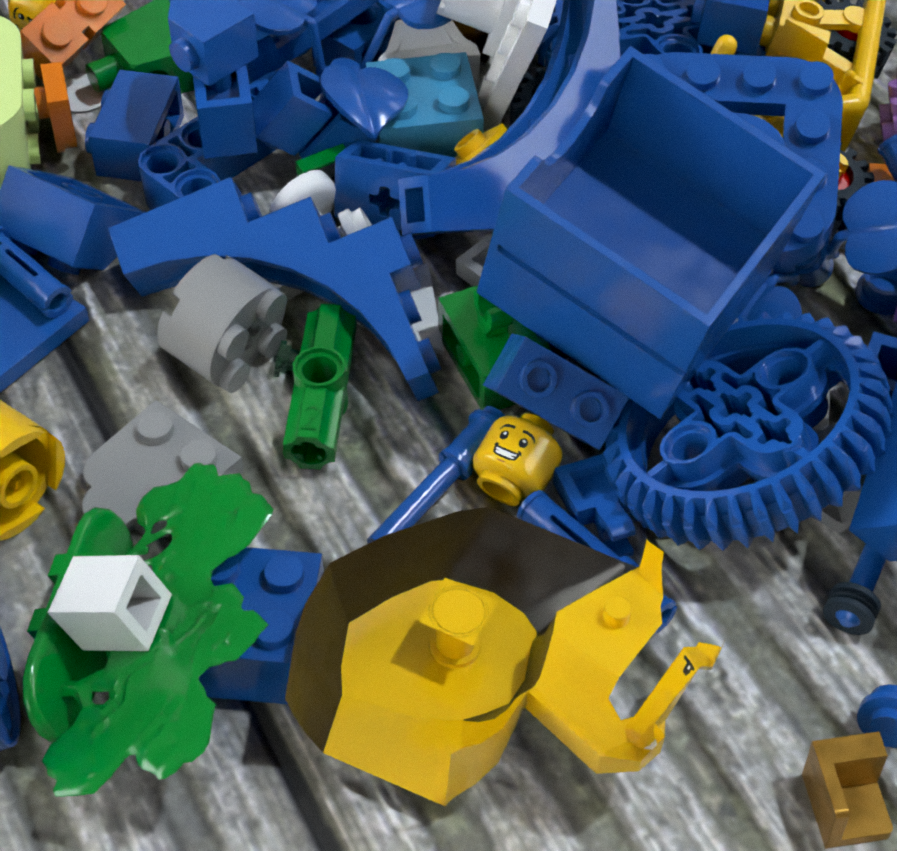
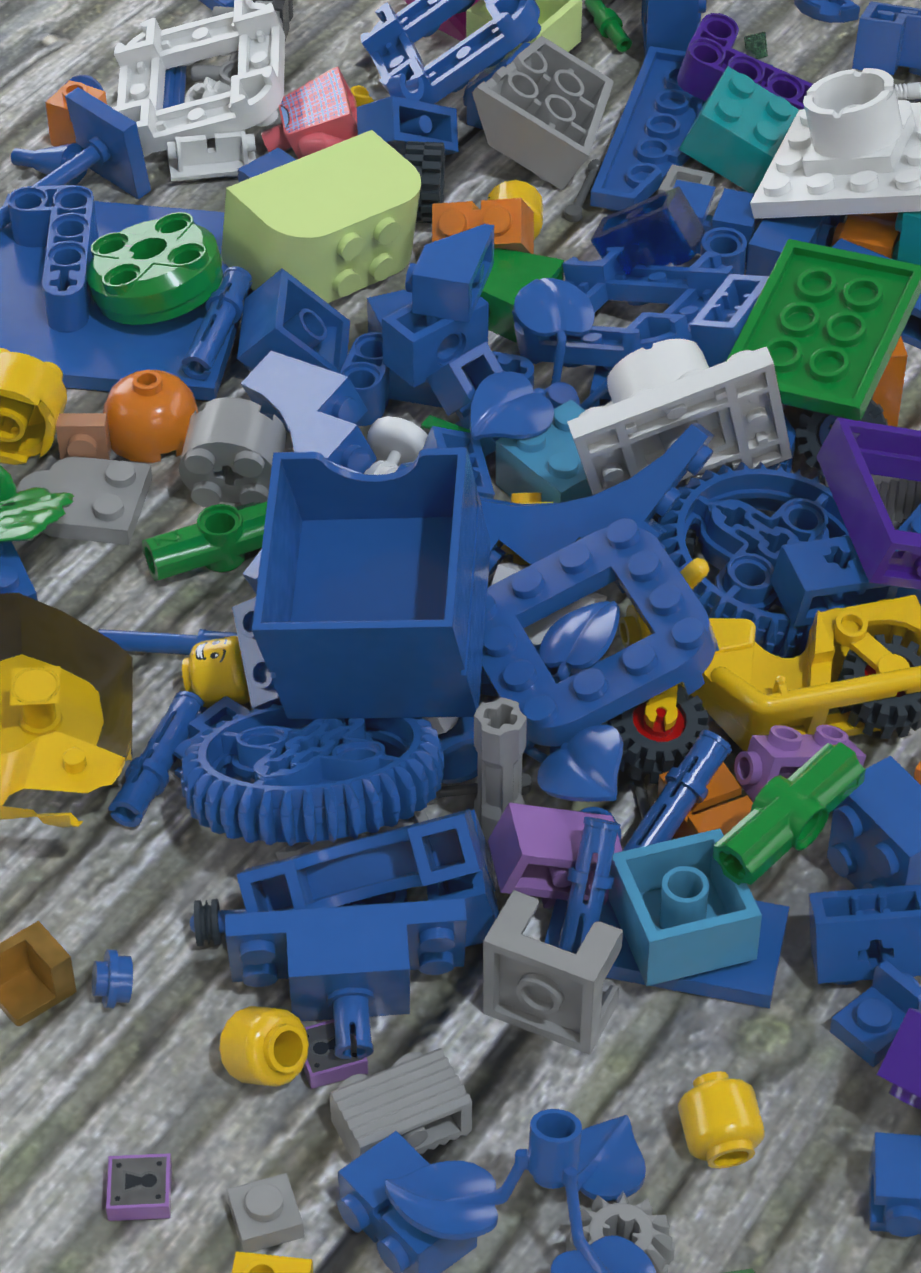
camera: 60 degrees right, 5 degrees down
(54, 104) = (380, 265): orange plate -> none
(78, 430) = (83, 435): none -> nougat plate
(82, 372) = (149, 415): none -> orange cylinder
(846, 265) = (500, 744): none -> light grey axle

